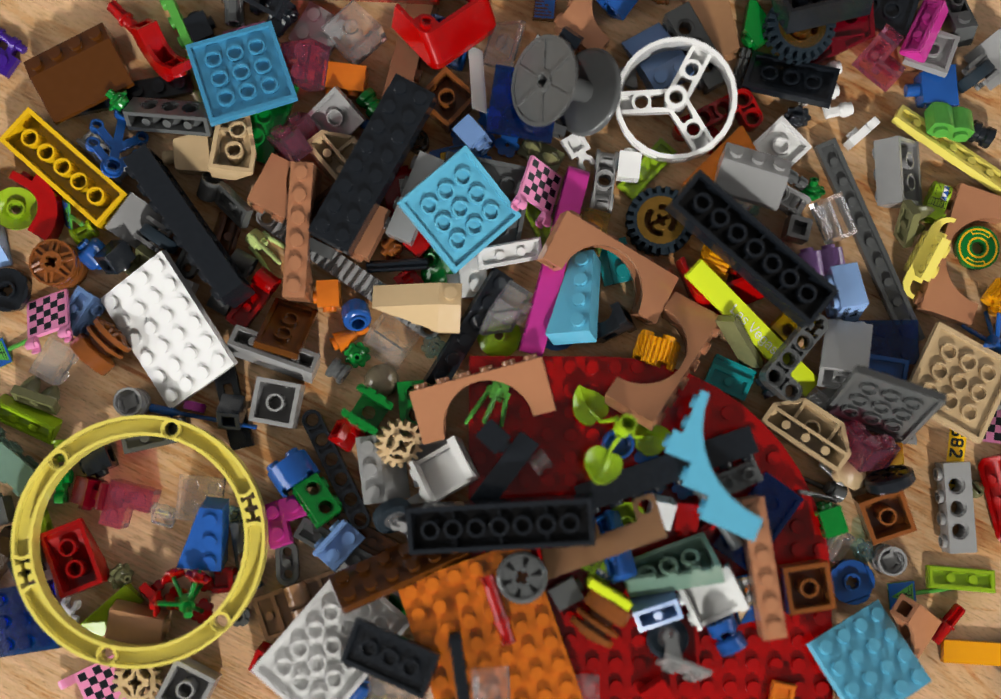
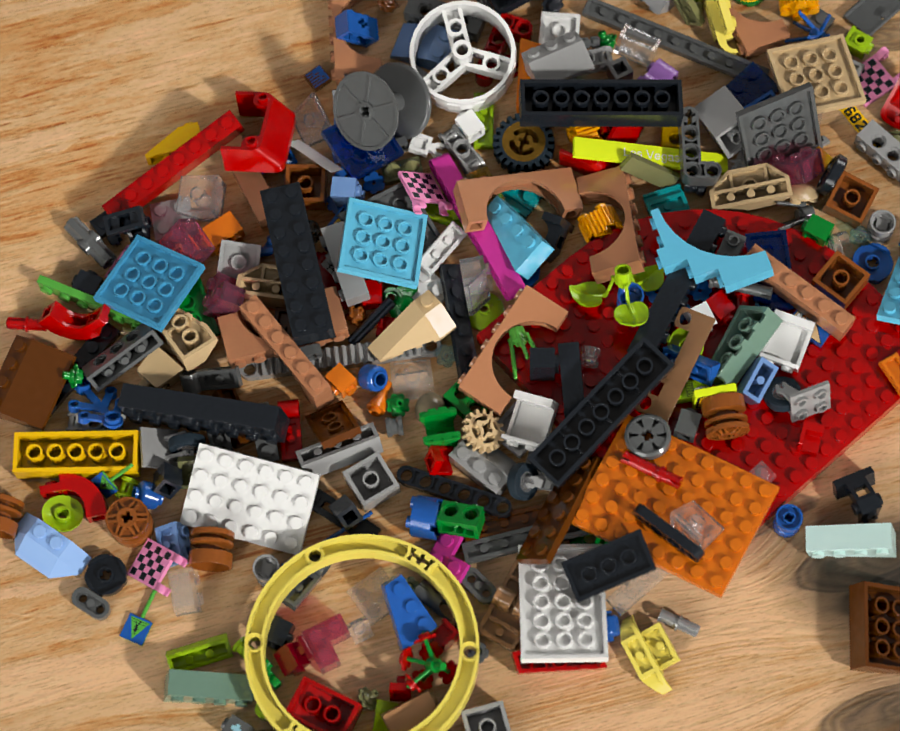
camera: 35 degrees left, 15 degrees down
(28, 394) = (190, 632): olive tile -> none
(194, 406) = (314, 537): magenta tile -> none
(258, 241) = (258, 388): yellowish green plant -> none
(338, 544) = (503, 536): medium blue bracket -> none
(368, 101) = (254, 234): green wheel -> none
(729, 642) = (825, 361): blue wheel -> none
(852, 297) = (695, 81): light blue brick -> none

